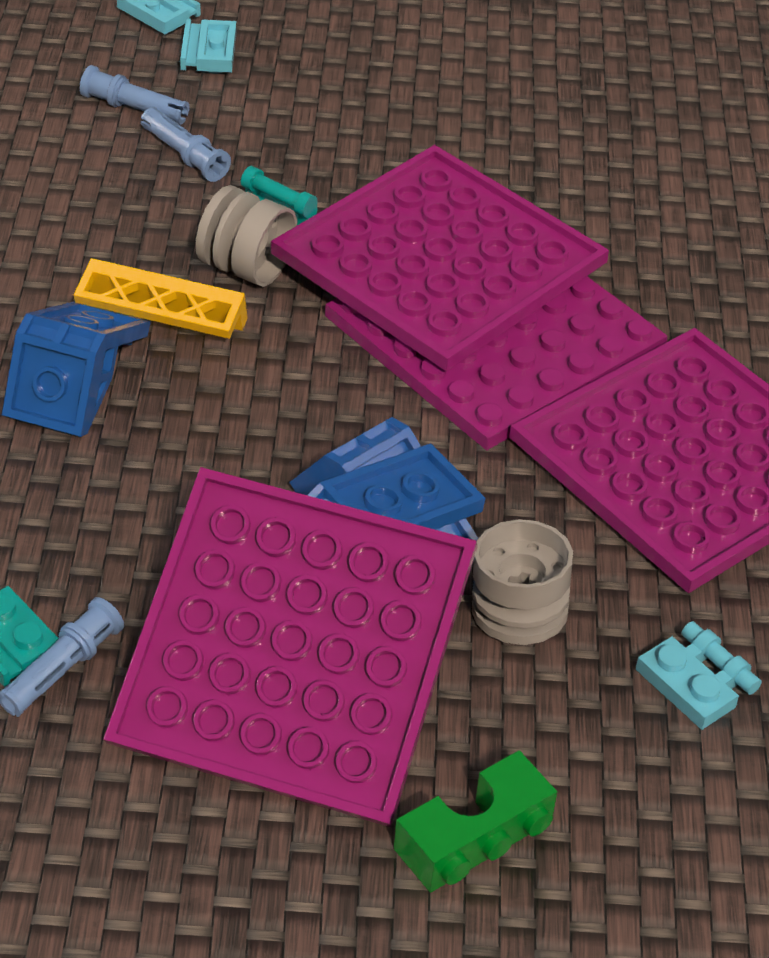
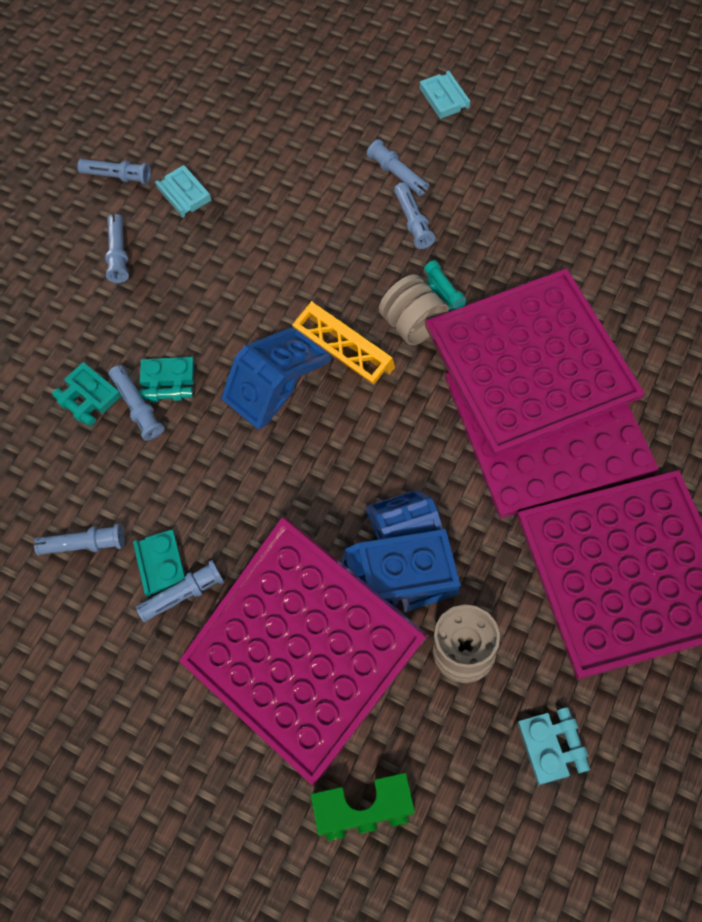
camera: 30 degrees right, 20 degrees up
(209, 46) = (462, 137): medium azure plate -> none

